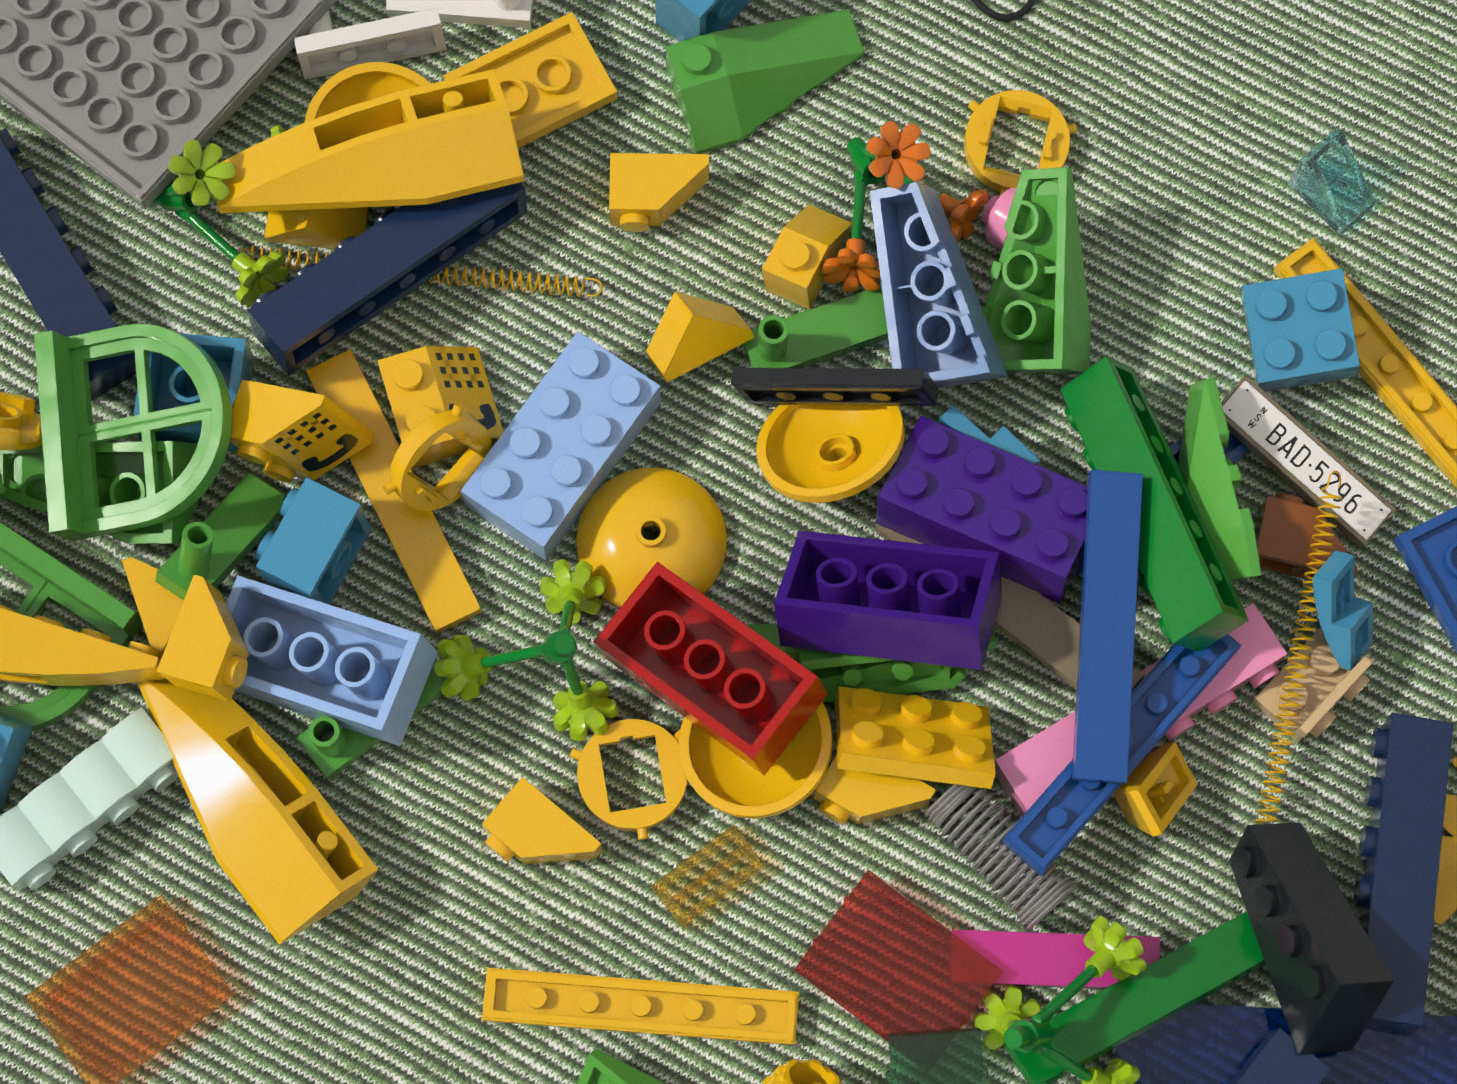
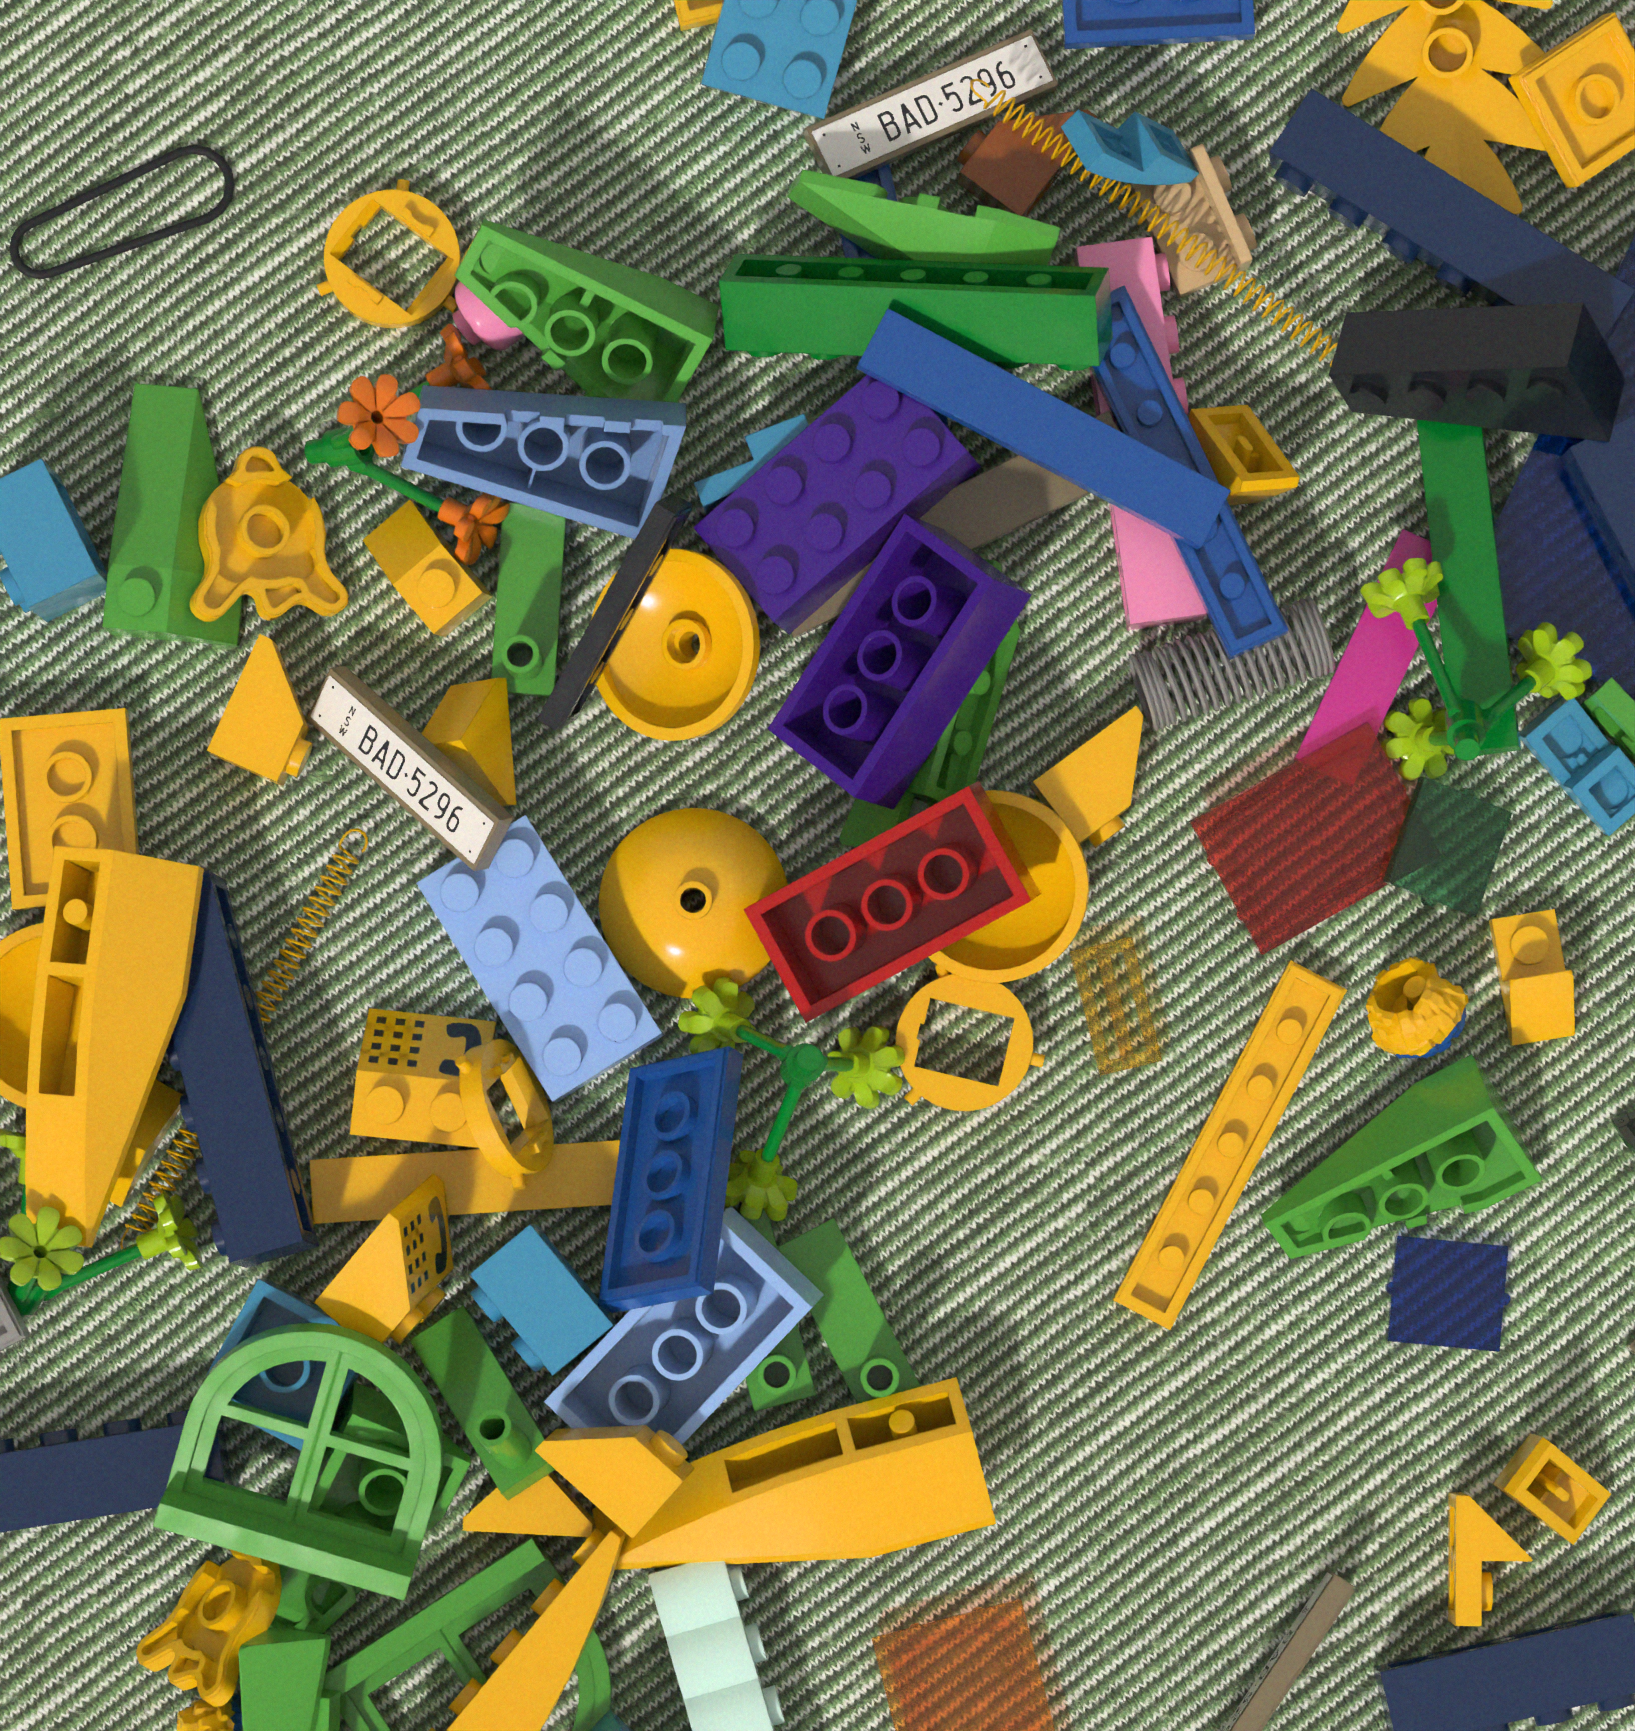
camera: 65 degrees left, 10 degrees up
(397, 777) = (850, 1315): none -> bright green piece
(436, 596) = (671, 1180): none -> blue tile
(536, 829) = (982, 1179): yellow slope -> none
(658, 294) = (409, 768): none -> tile
(775, 134) = (263, 542): none -> yellow tile
(914, 737) = (1065, 704): yellow plate -> none

